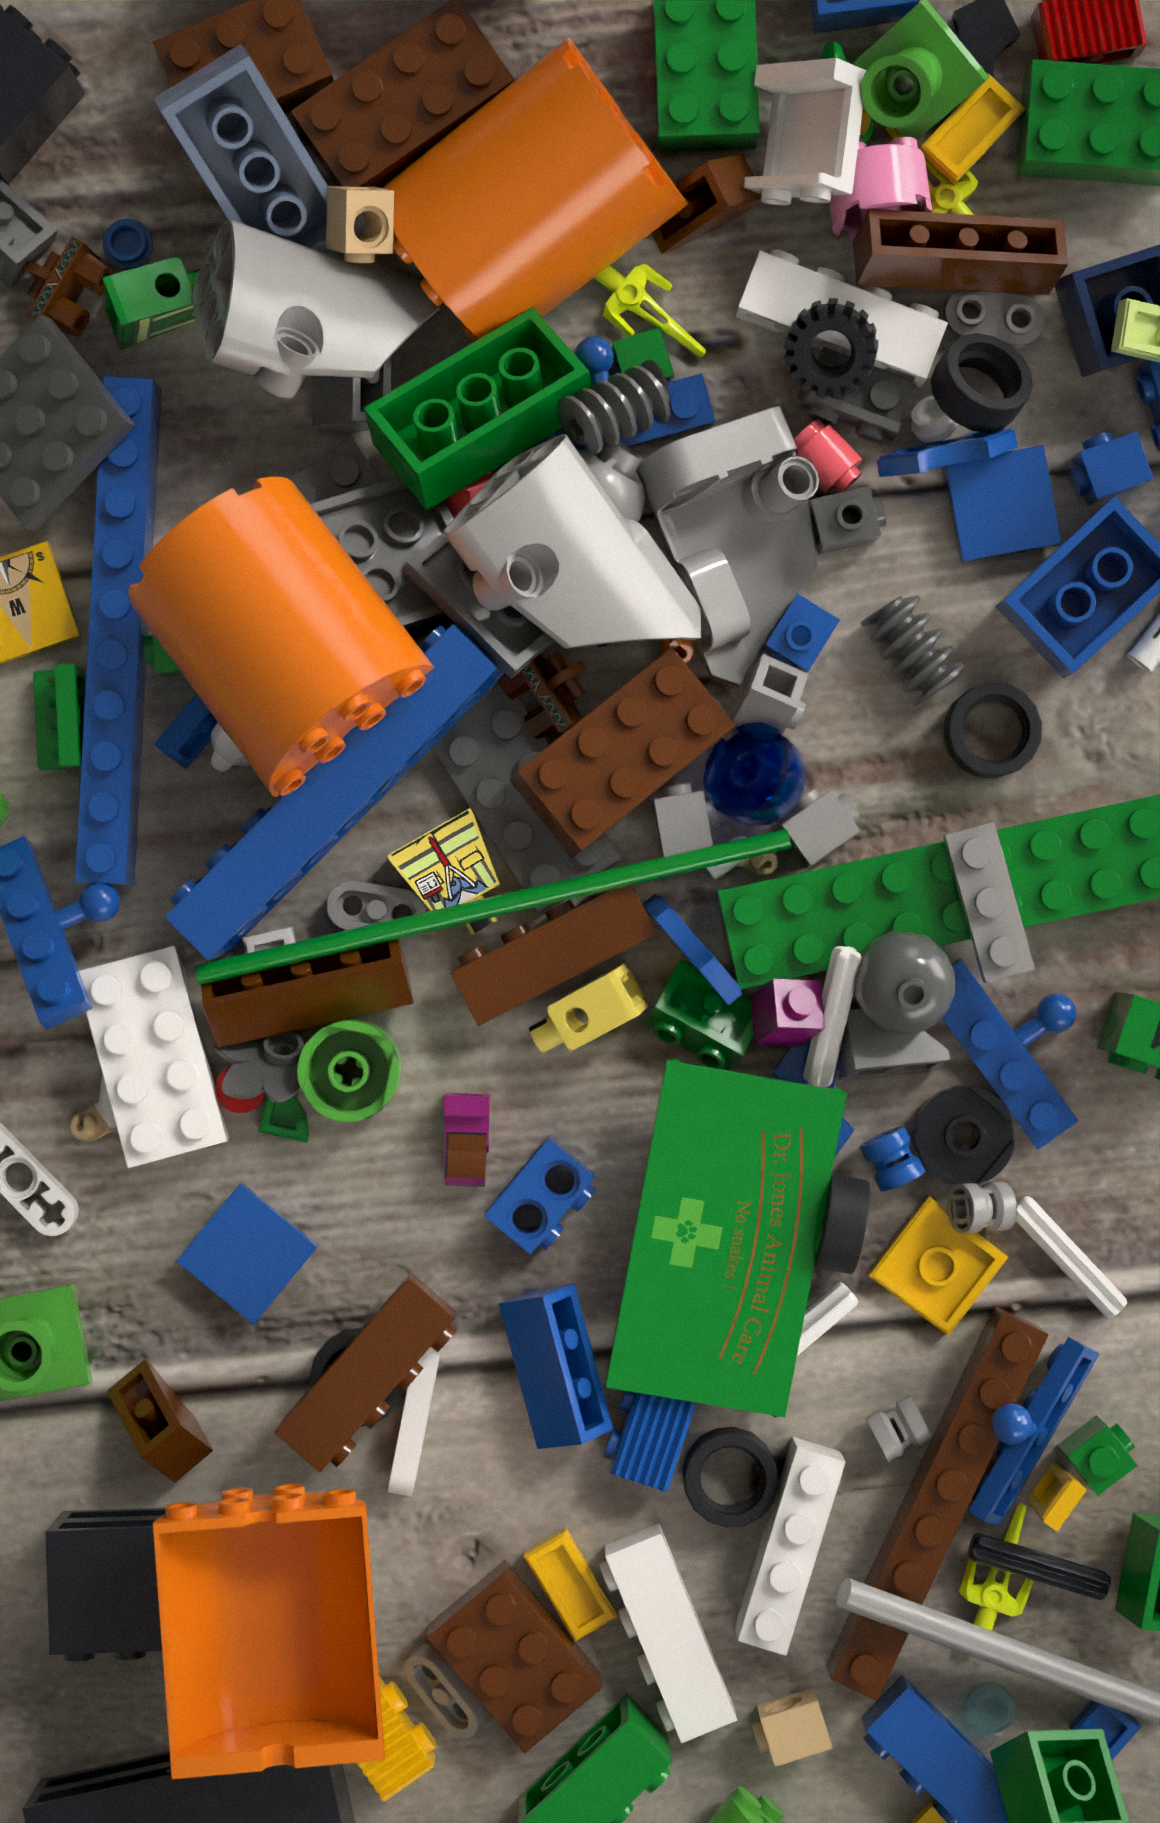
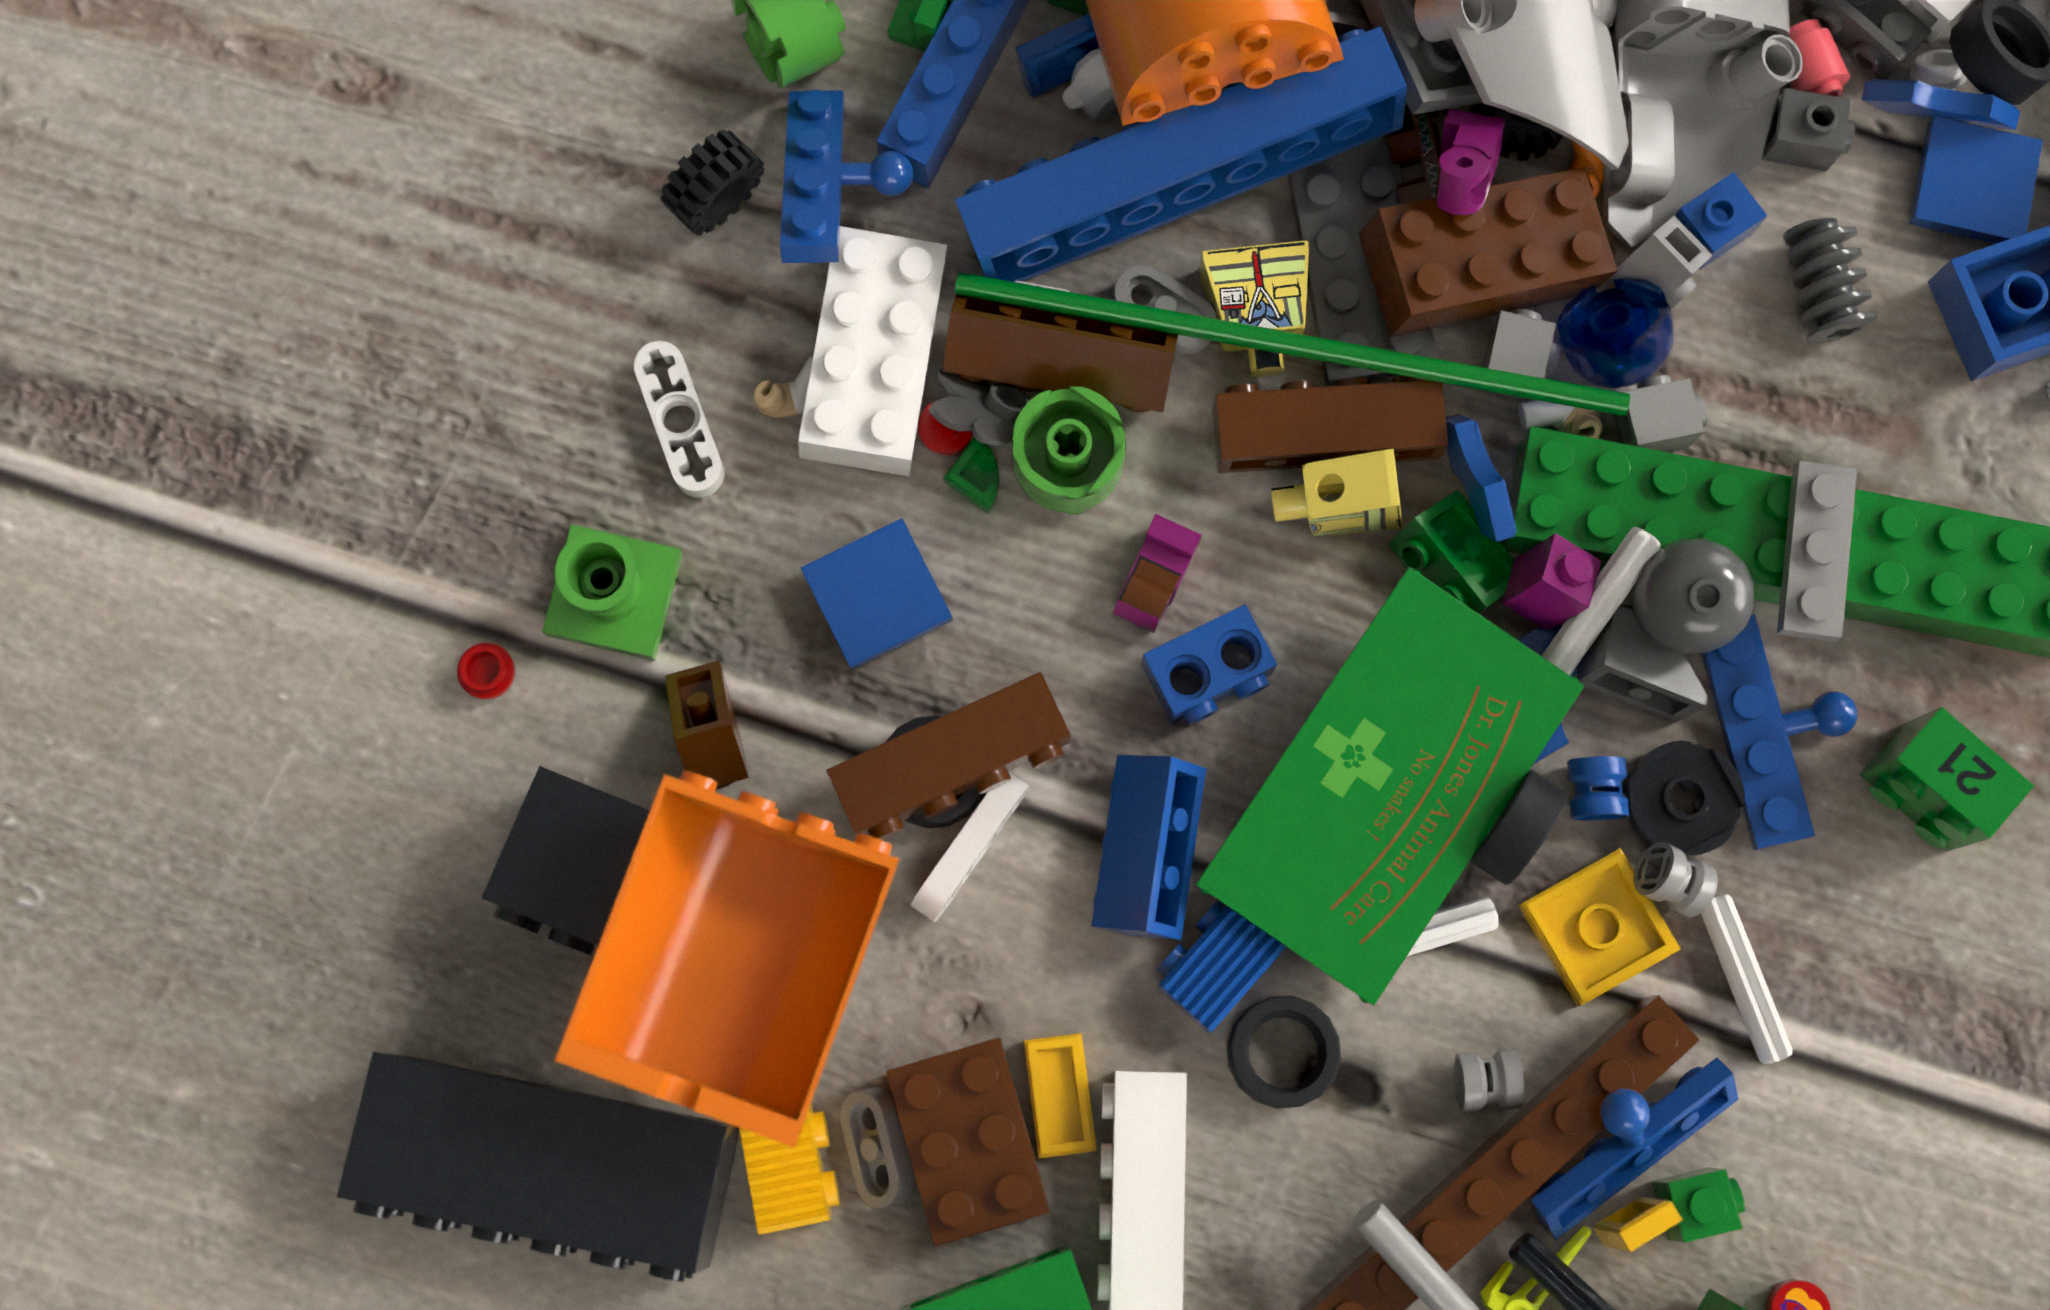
camera: 20 degrees right, 10 degrees down
(577, 706) = (1467, 161): none -> magenta leg
(789, 1546) = (1318, 1153): white brick -> none
(1030, 732) = (1910, 372): black tyre -> none

